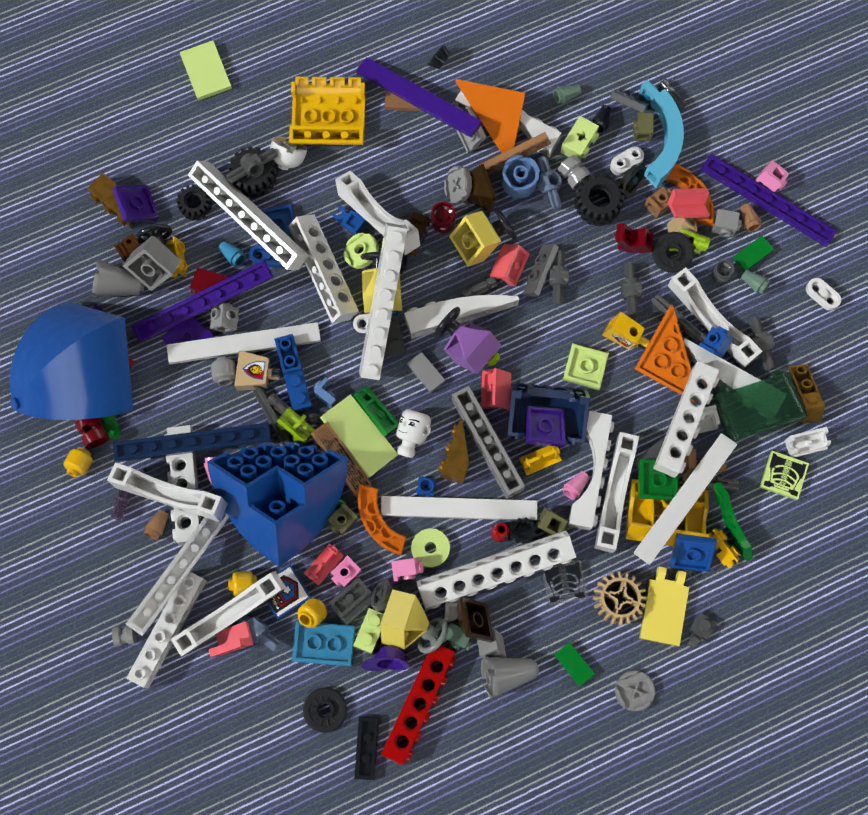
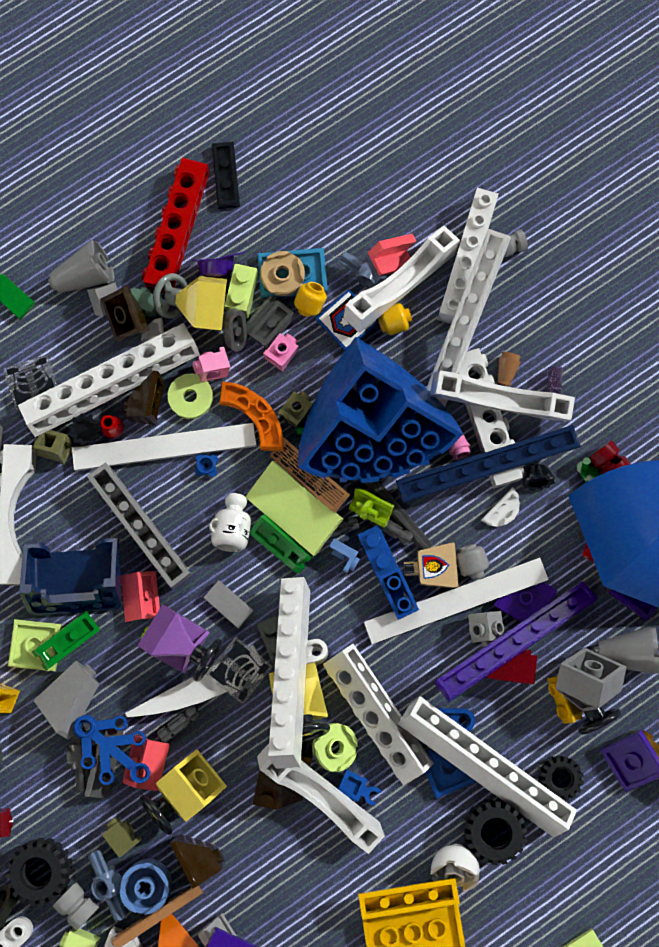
camera: 170 degrees right, 5 degrees up
(78, 462) = (616, 423): yellow head -> none
(127, 246) = (628, 699): reddish brown piece -> none
(154, 429) = (537, 477): none -> black piece
(188, 409) = (504, 510): none -> white tile
(232, 254) = (495, 715): dark azure cone -> none
(252, 165) = (495, 834): dark grey axle -> none
(320, 641) = (287, 285): none -> tan tile
(324, 564) = (308, 357): coral hinge -> none
(324, 723) = (271, 193): black wheel -> none
(423, 314) = (239, 670): none -> tile
(443, 217) = (237, 811): dark red wheel -> none
(457, 460) = (174, 500): pearl gold slope -> none
(458, 184) = (225, 859): light grey tile -> none
(469, 545) = (145, 400): none -> dark brown slope
(533, 276) = (109, 747): none -> blue plant
(534, 214) = (120, 836): none -> olive brick
(540, 459) = (76, 520): yellow hinge -> none
(545, 426) = (73, 558): dark purple plate -> none
(559, 363) = (66, 640): none -> green plate
(562, 318) = (68, 698): none -> light grey slope
(575, 486) = (30, 494): bright pink cone -> none

